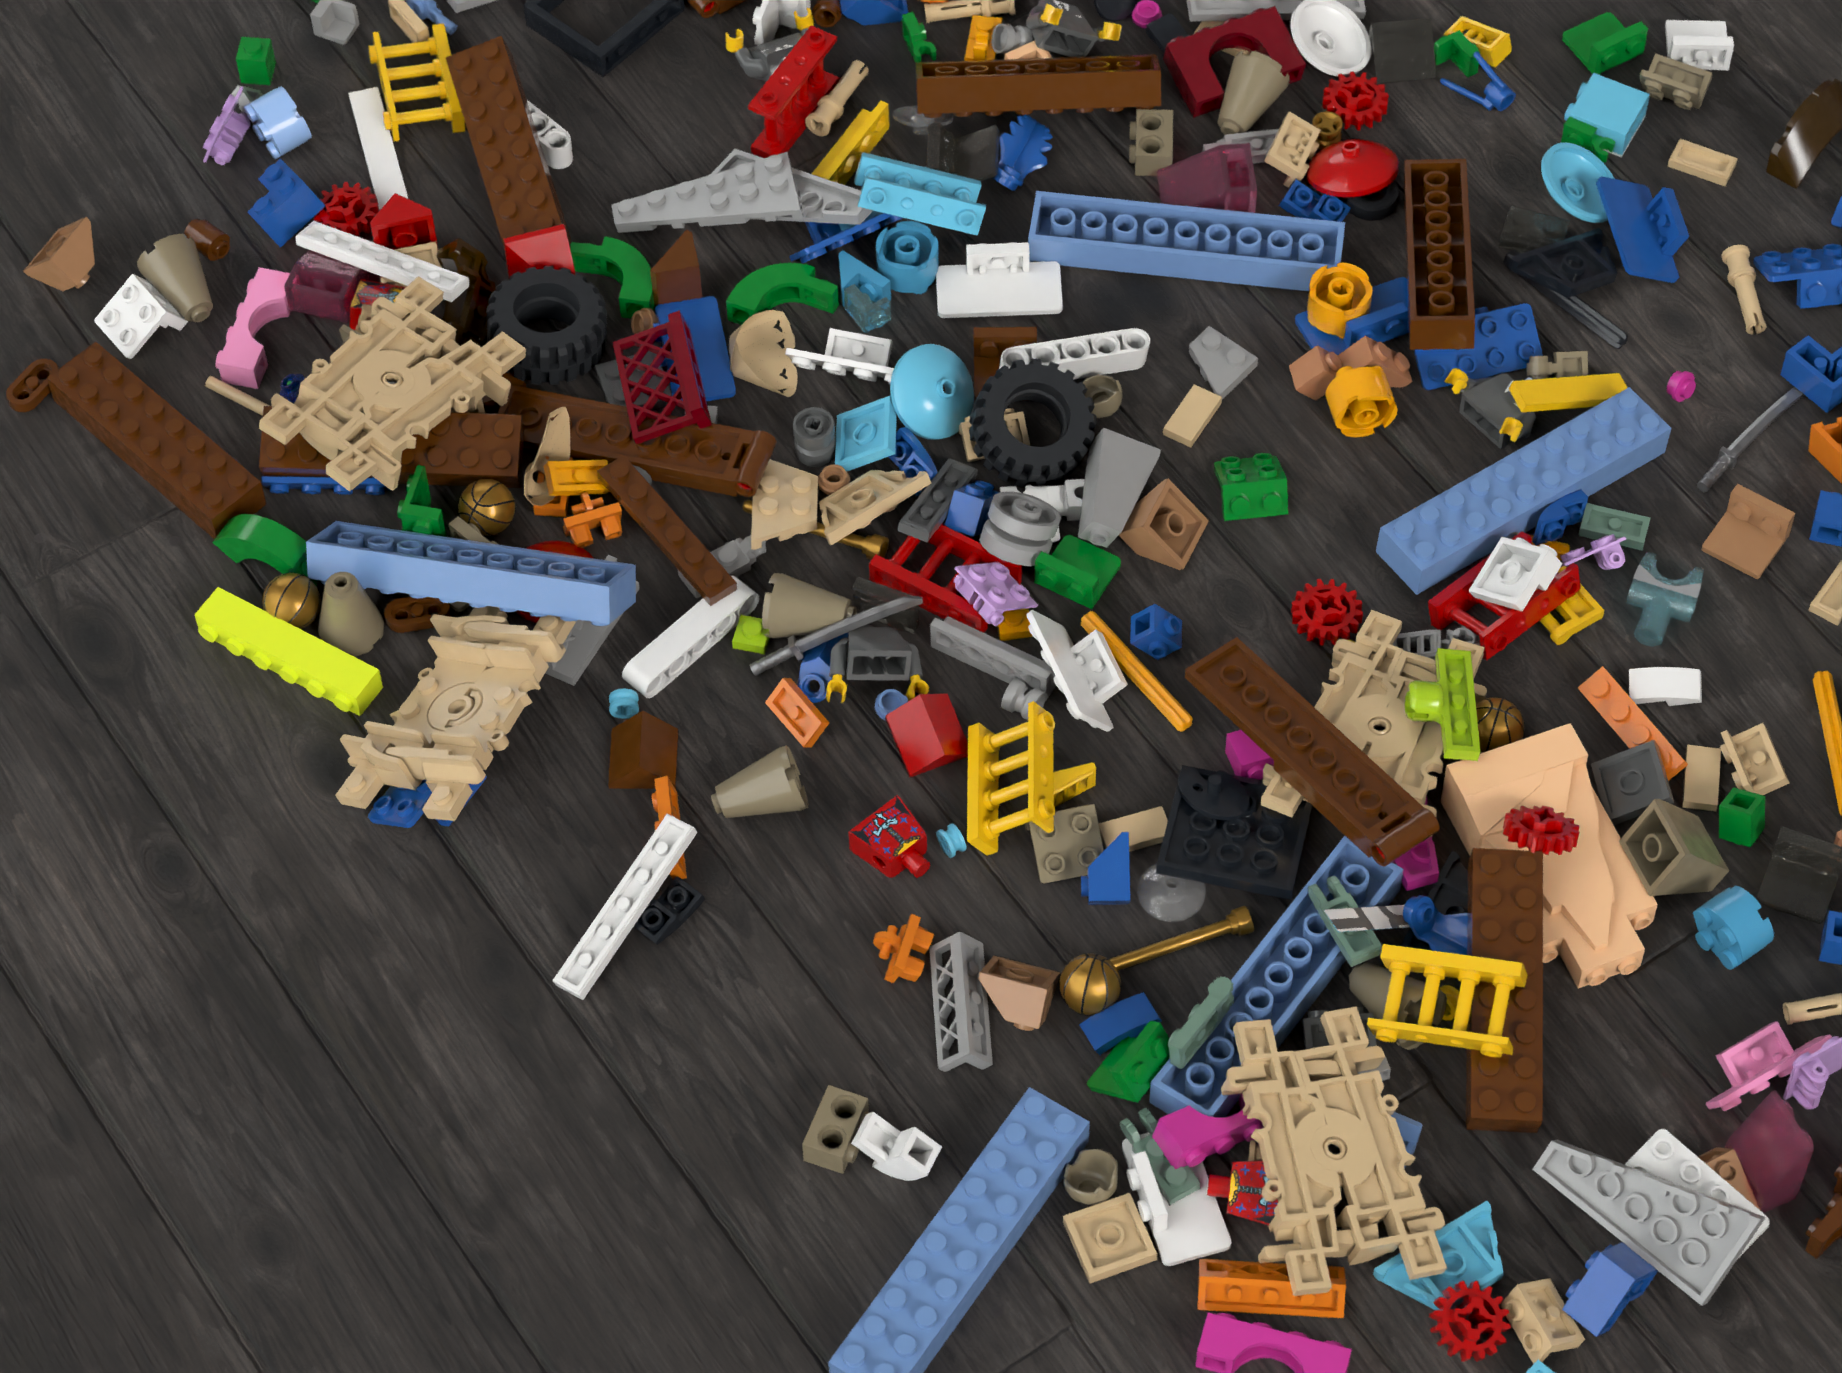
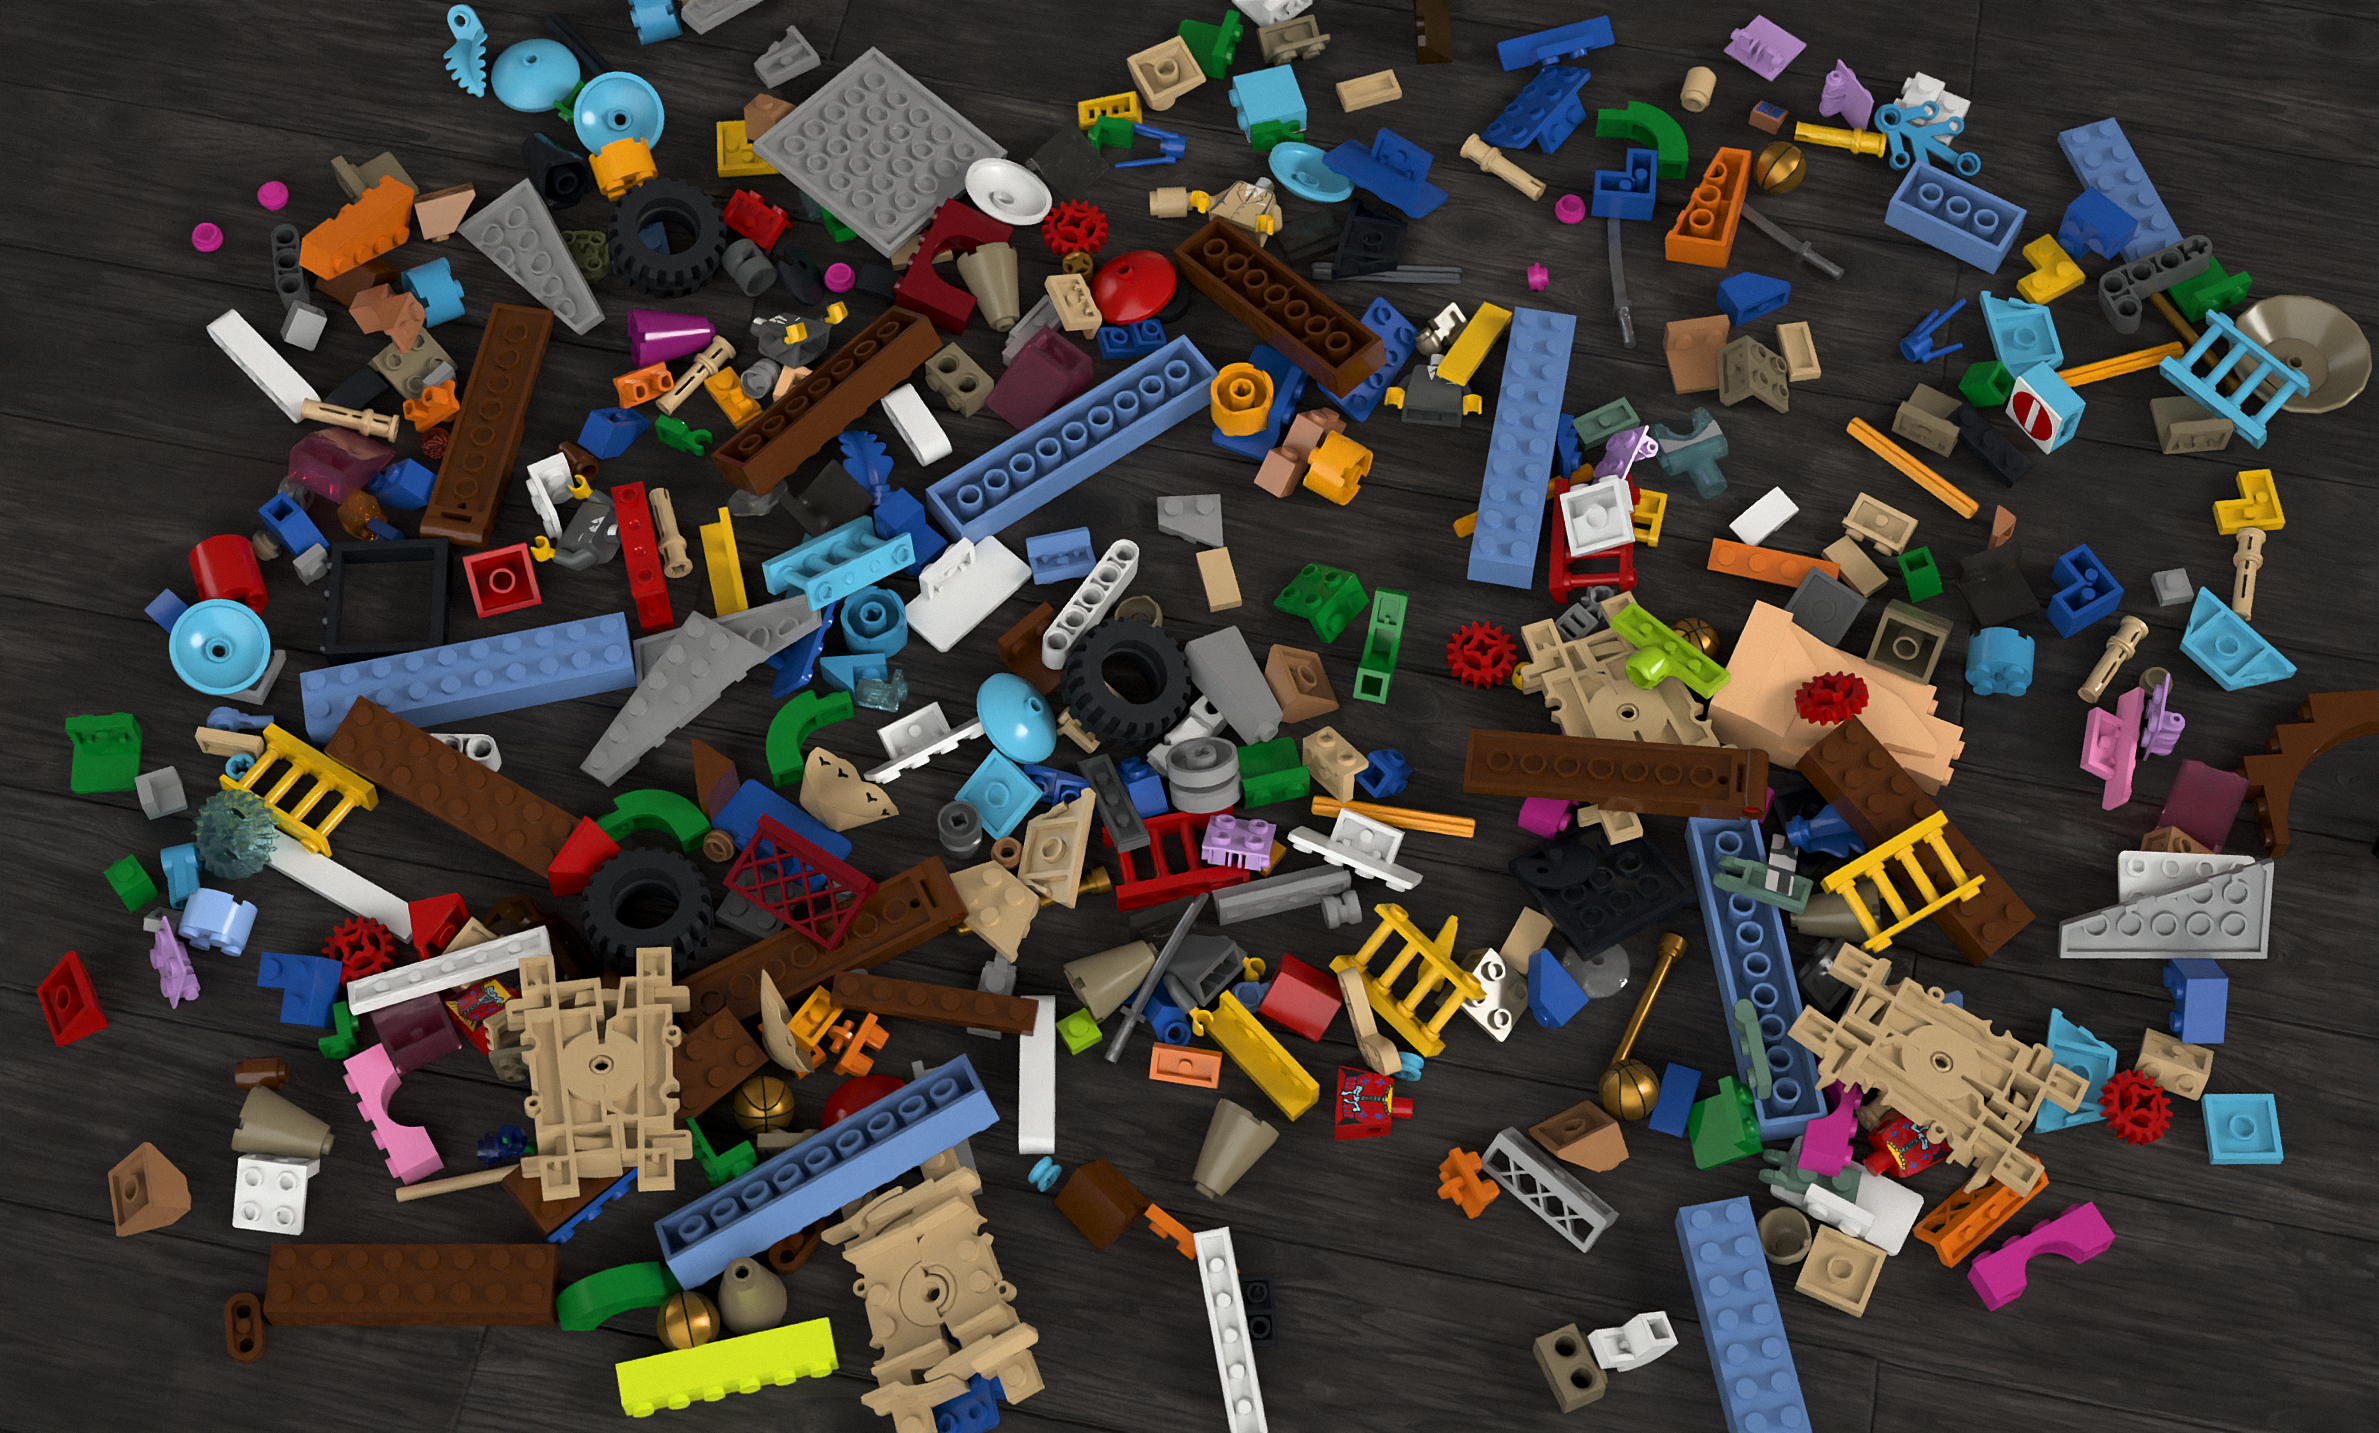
camera: 45 degrees left, 5 degrees up
(148, 107) = (71, 1001): none -> red slope
(283, 255) = (346, 1040): none -> green bracket
(298, 74) = (182, 872): none -> dark azure piece
(346, 75) = (222, 830): none -> clear light blue gear
(398, 37) = (238, 761): none -> medium azure bush
(612, 96) = (476, 676): none -> medium blue brick
(692, 45) = (502, 579): none -> red slope
(855, 752) = (1262, 1057): none -> yellow fence
(935, 806) = (1376, 1049): none -> tan beam
(999, 196) = (905, 514): none -> blue brick
(1088, 150) = (916, 425): none -> white beam
(1091, 310) = (1060, 555): none -> medium blue bracket
(1127, 594) = (1333, 762): none -> tan bracket
(1254, 553) = (1381, 646): none -> green arch
(1450, 131) = (1170, 202): none -> tan brick
(1496, 176) = (1244, 206): none -> tan torso
(1546, 36) = (1165, 73): none -> tan slope
(1767, 357) = (1570, 209): none -> dark pink plate
(1778, 579) = (1749, 370): none -> dark tan bracket

